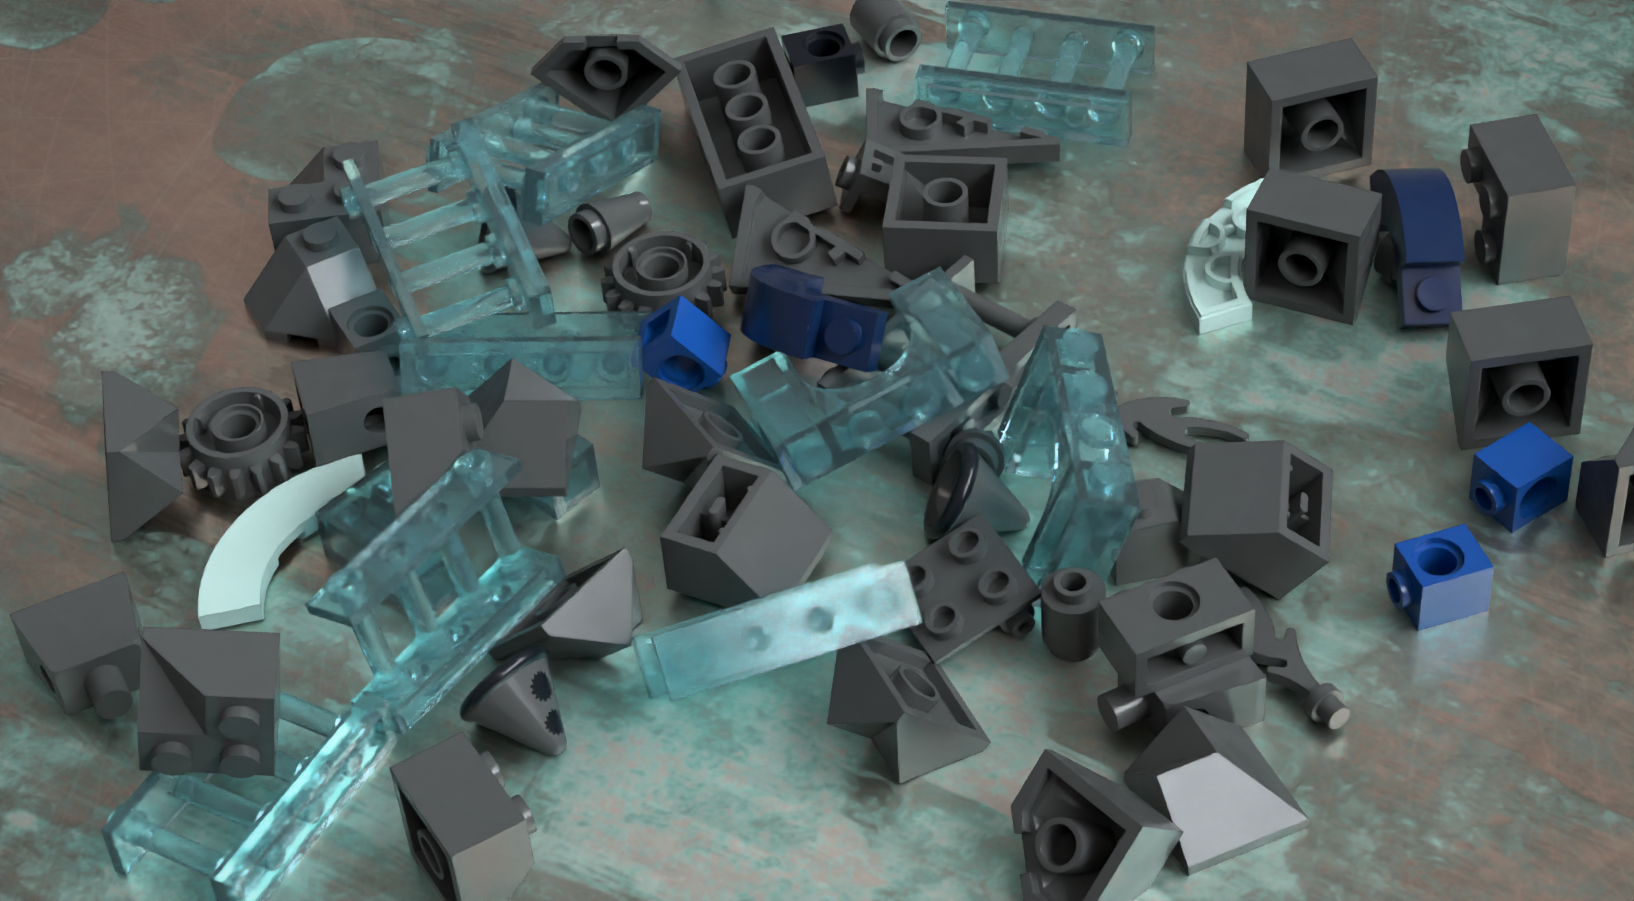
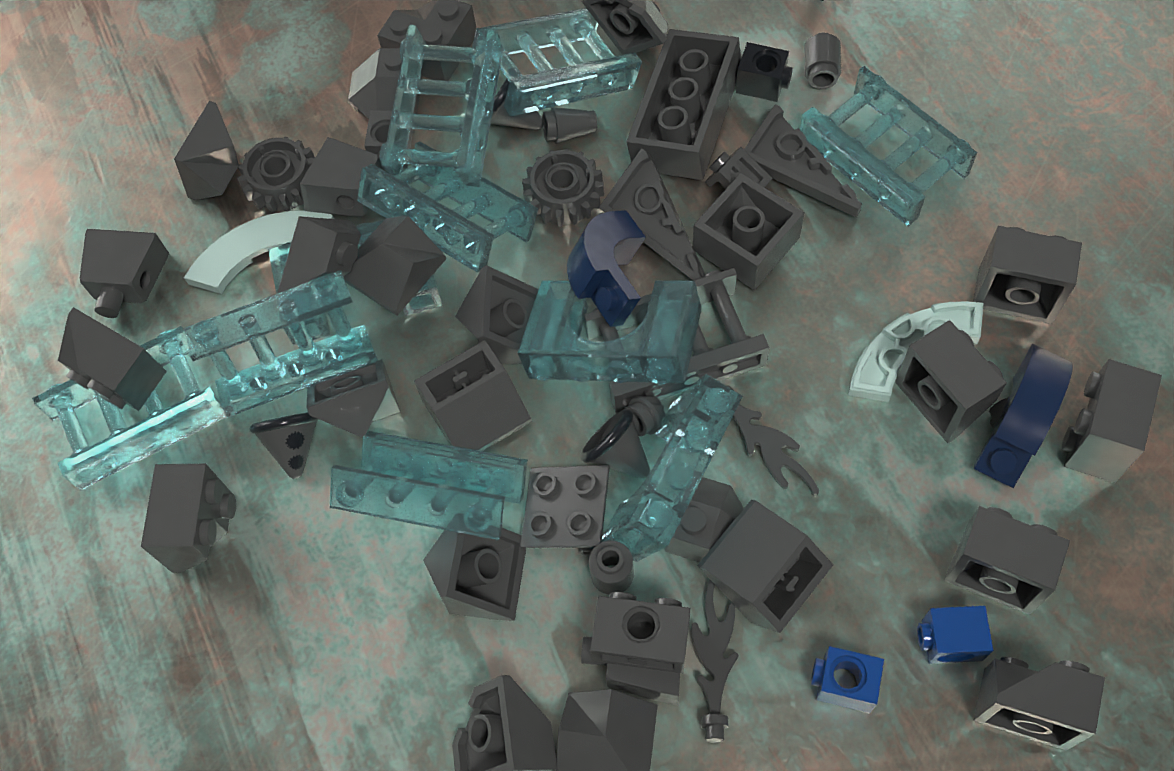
camera: 35 degrees right, 20 degrees up
(684, 346) = (534, 243): blue brick -> none

